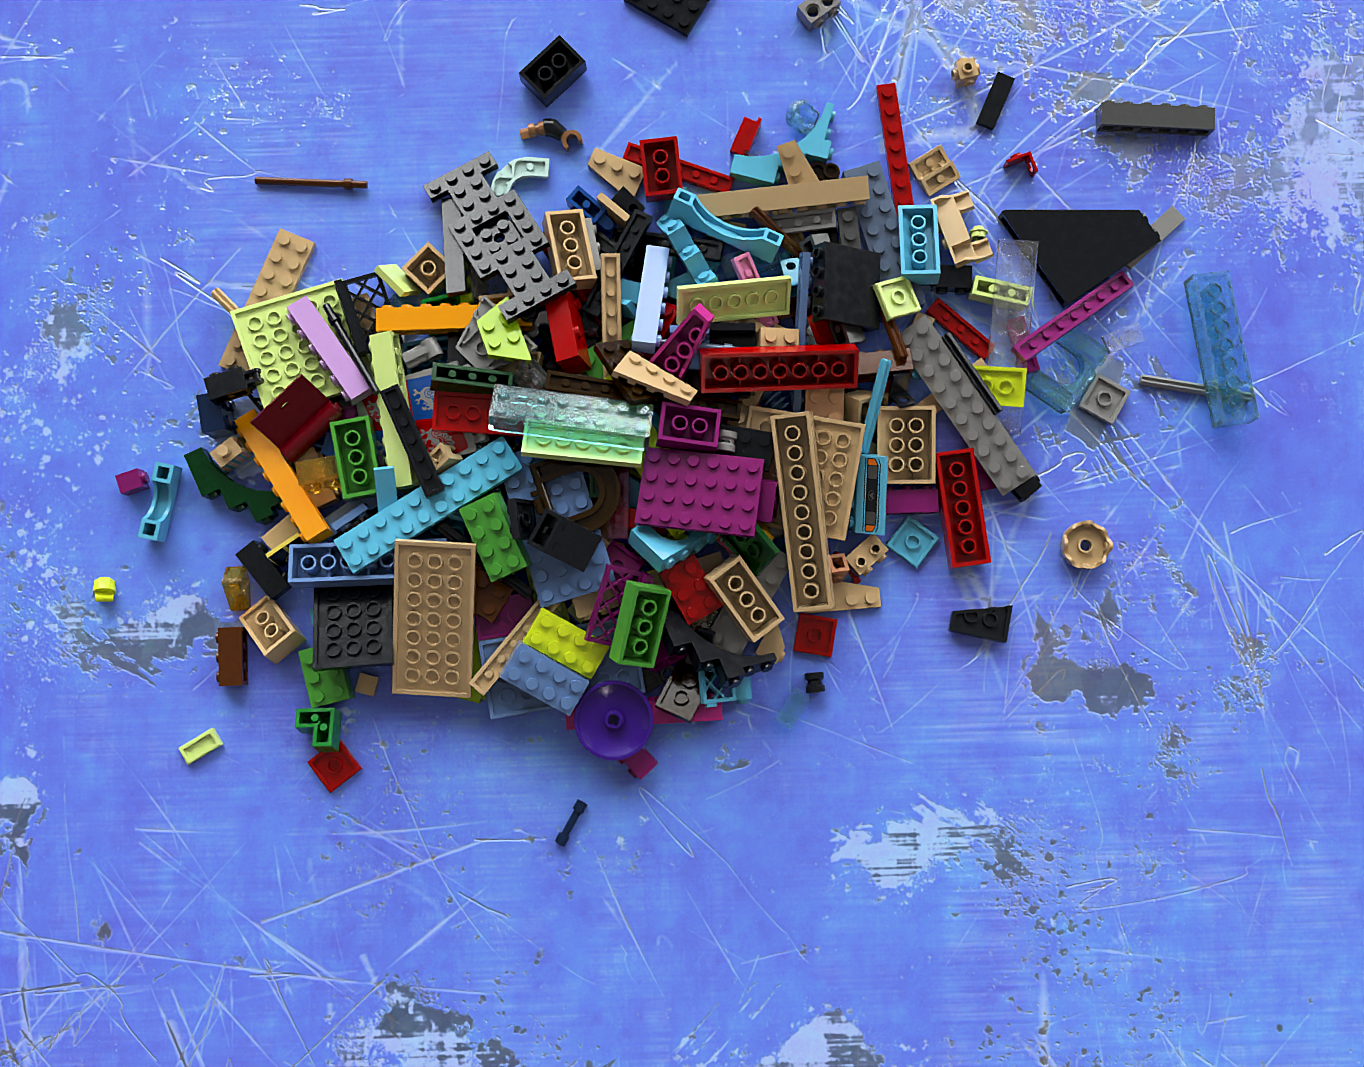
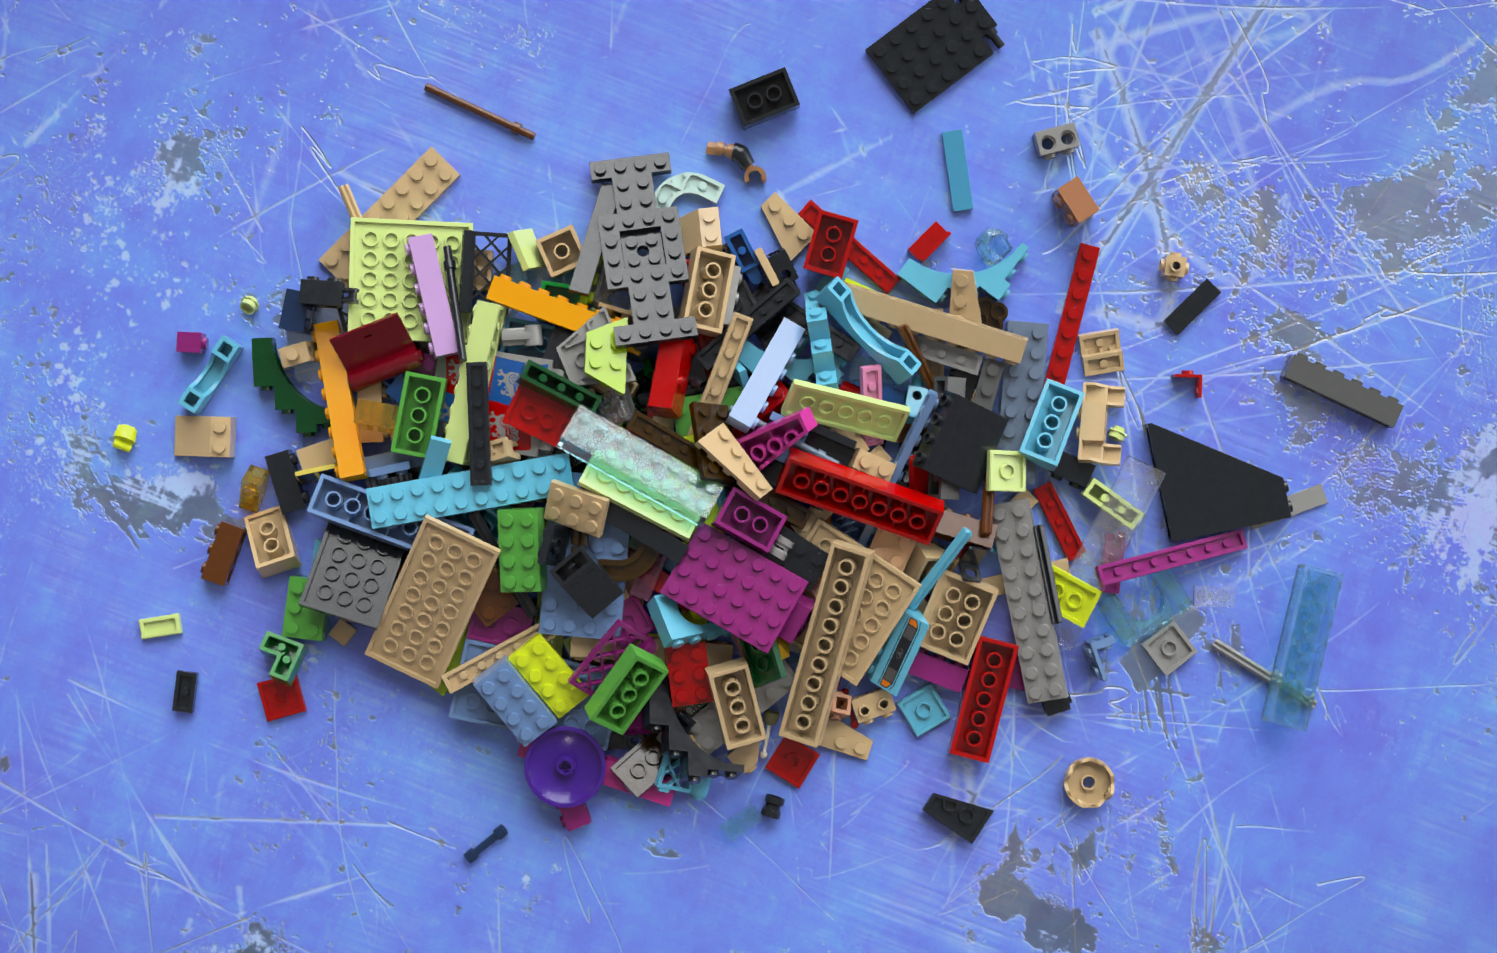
camera: 20 degrees right, 5 degrees up
(171, 428) = (249, 305): none -> yellowish green plate
(177, 559) = (205, 436): none -> tan slope
(245, 795) = (185, 691): none -> black plate
(529, 478) = (576, 508): none -> tan plate
(543, 198) = (701, 229): none -> tan slope
(584, 473) = (646, 532): none -> black tile
(744, 68) = (957, 170): none -> dark azure tile
(781, 604) = (770, 718): none -> hinge
(857, 50) = (1074, 202): none -> nougat brick
(1039, 428) = (1101, 642): none -> medium blue bracket

